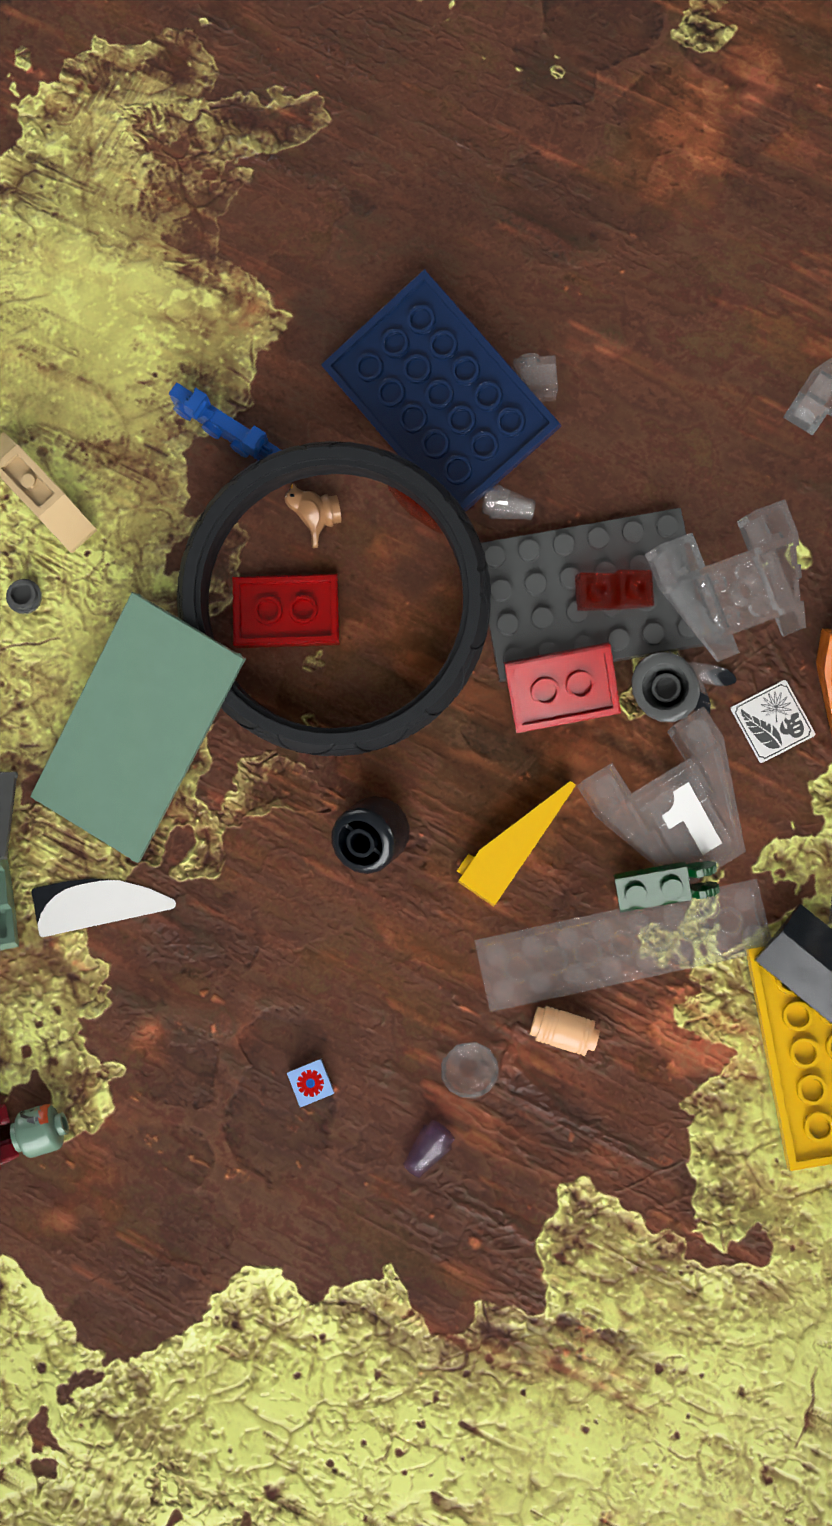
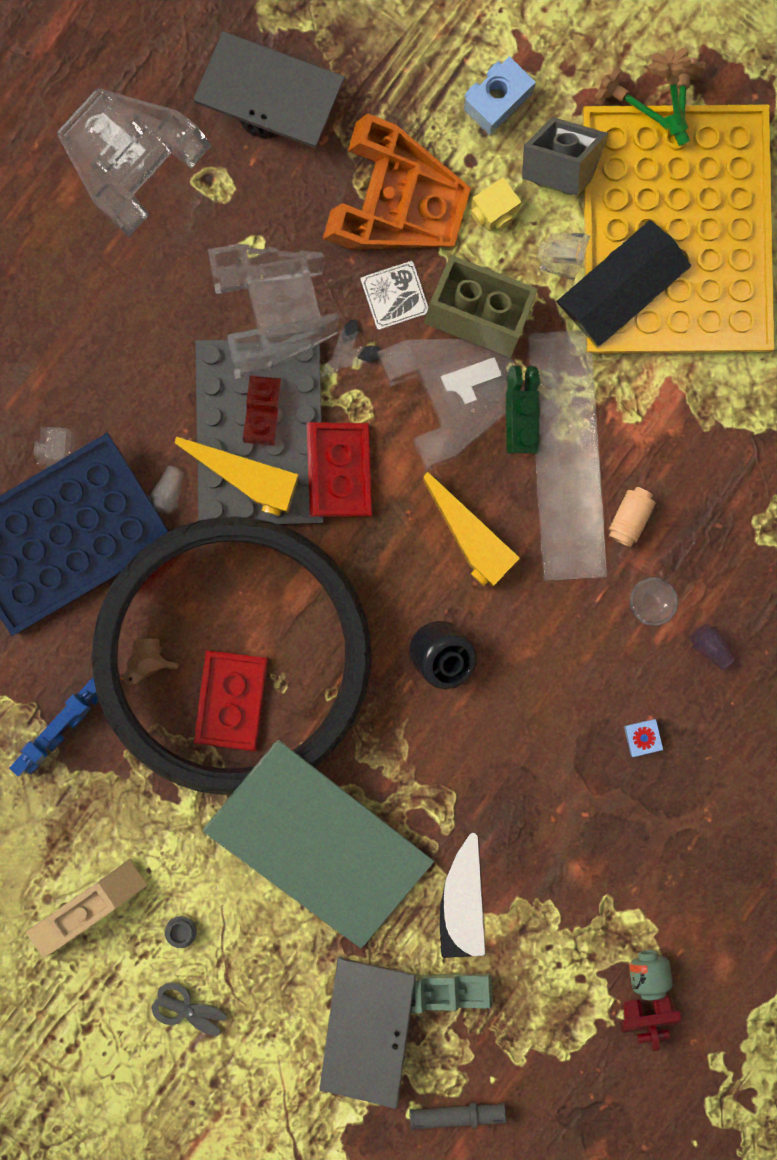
camera: 85 degrees left, 5 degrees up
(532, 598) = (260, 482): none -> yellow slope
(665, 687) = (354, 381): dark grey hat -> none
(778, 815) = (480, 306): none -> olive brick

